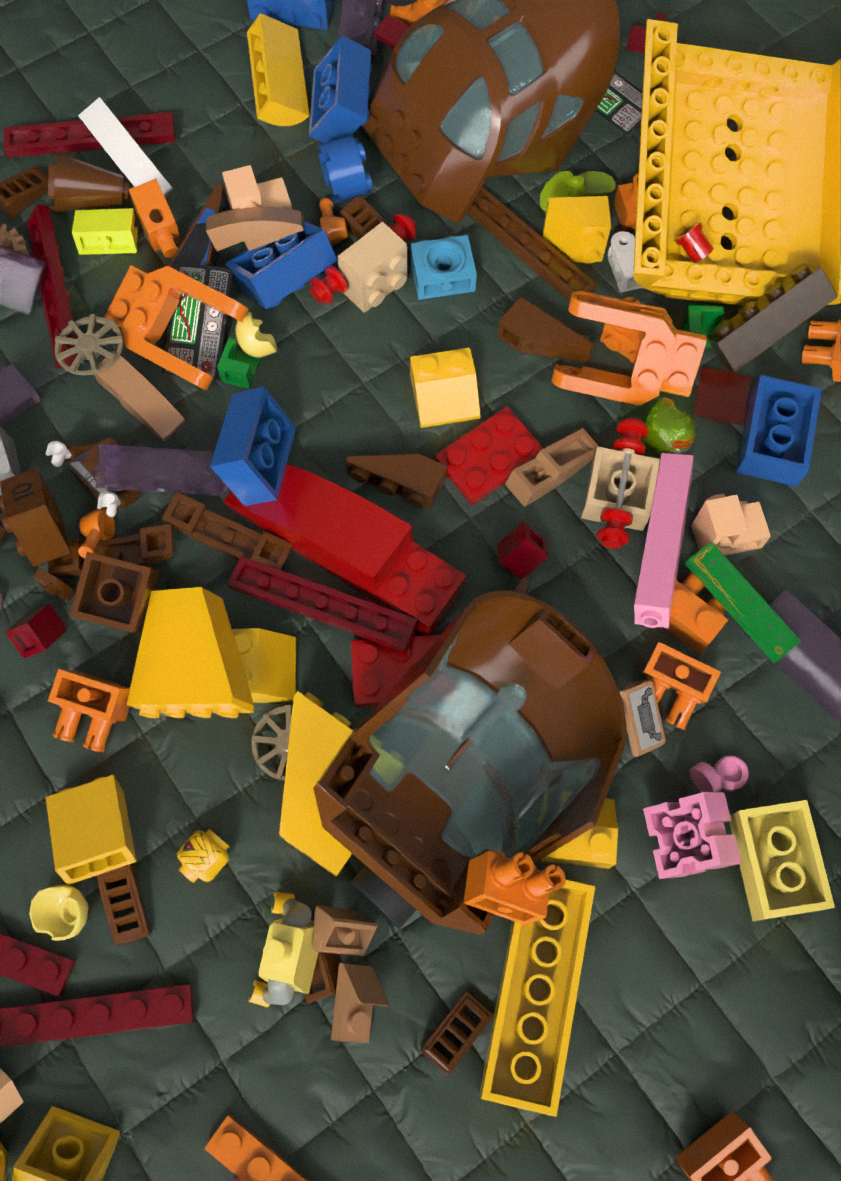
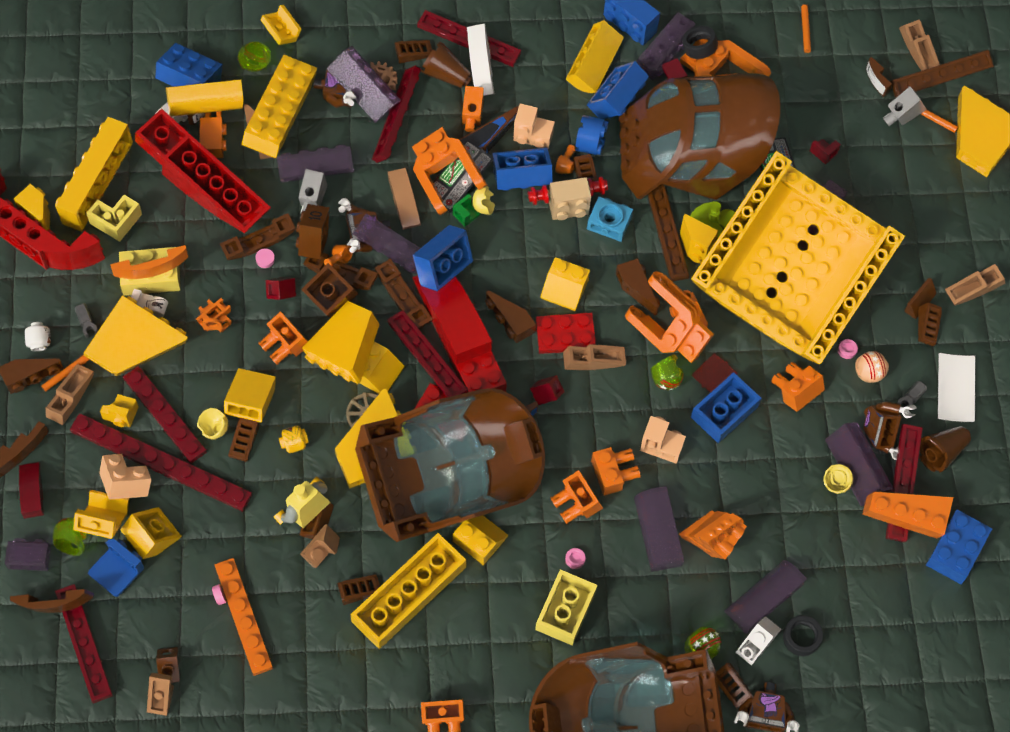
camera: 30 degrees right, 5 degrees down
(53, 585) = (302, 270): reddish brown tile -> none
(88, 345) = (394, 157): dark tan wheel -> none
(105, 231) = (442, 98): neon yellow hinge -> none
(252, 225) = (518, 141): medium nougat slope -> none
(342, 930) = (336, 510): medium nougat slope -> none
(383, 897) = (365, 507): black tyre -> none
(511, 886) = (422, 528): orange brick -> none
(621, 485) = (619, 386): tan brick -> none
(642, 717) = (546, 502): slope -> none
(664, 541) = (619, 423): bright pink brick -> none
(692, 835) = (530, 568): bright pink brick -> none
(694, 242) = (745, 282): red bush -> none
(702, 320) = (729, 331): green panel -> none
(705, 778) = (559, 551): bright pink tile -> none
(742, 602) = (637, 478): green tile -> none
(771, 316) = (763, 345): dark brown brick -> none

